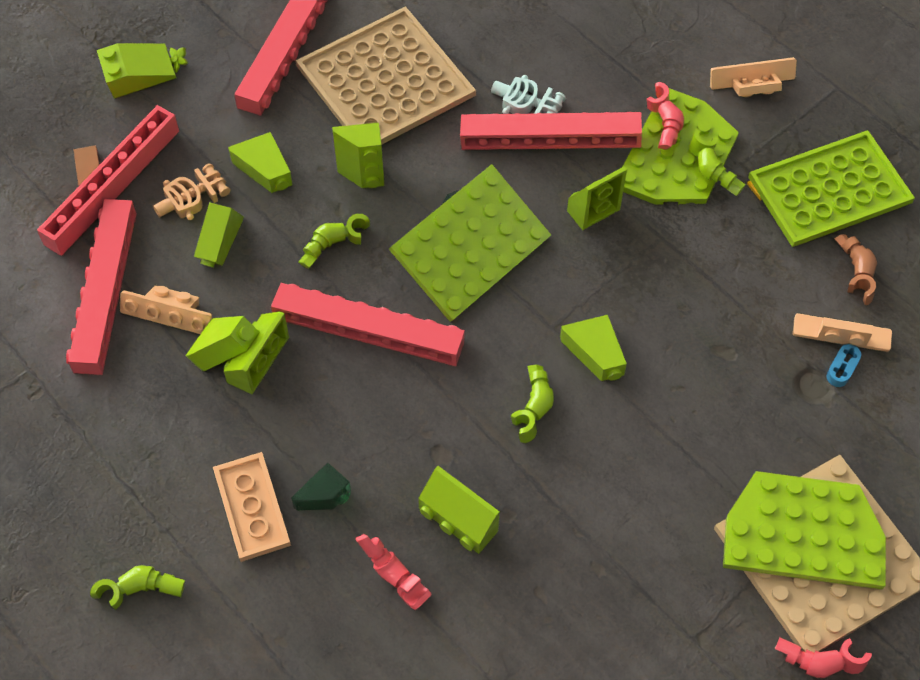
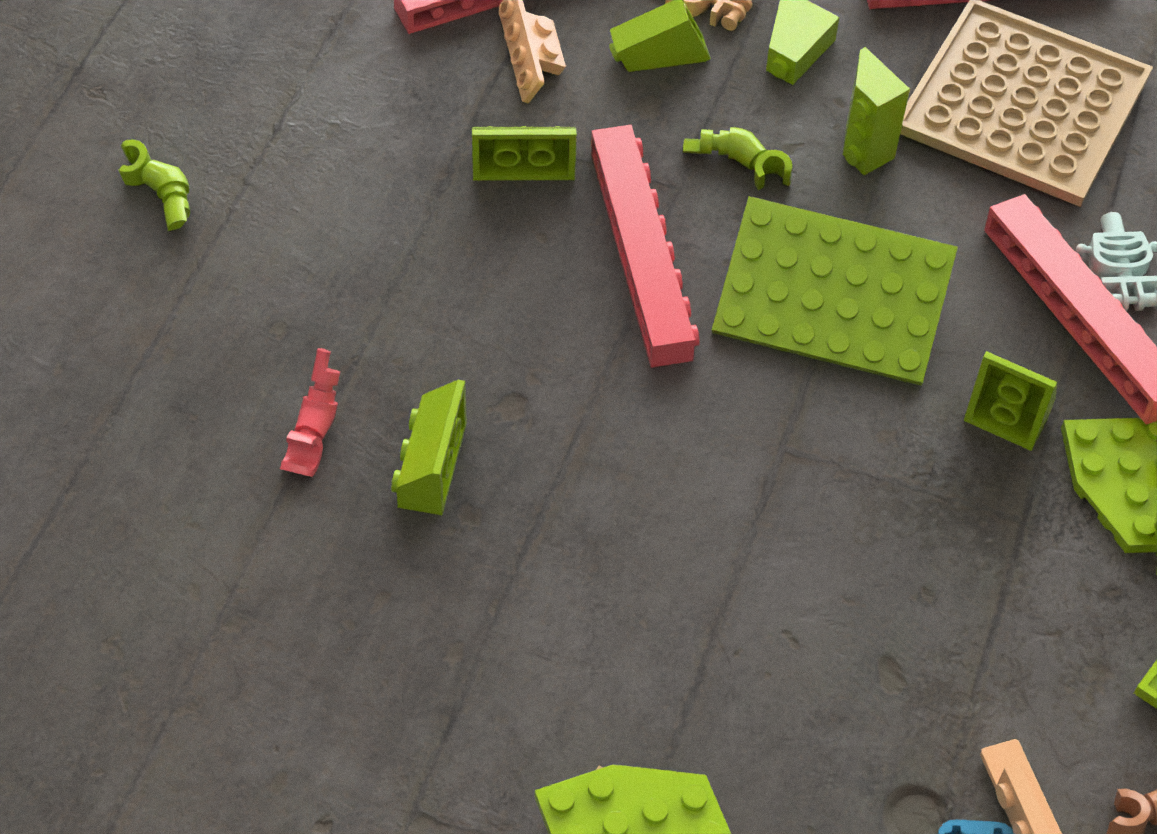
camera: 60 degrees right, 5 degrees down
(221, 341) = (507, 106): lime slope -> none
(251, 506) = (319, 242): light nougat plate -> none
(322, 491) = (381, 300): clear green slope -> none
(538, 405) = (646, 476): lime piece -> none
(595, 346) = (783, 506): lime slope -> none

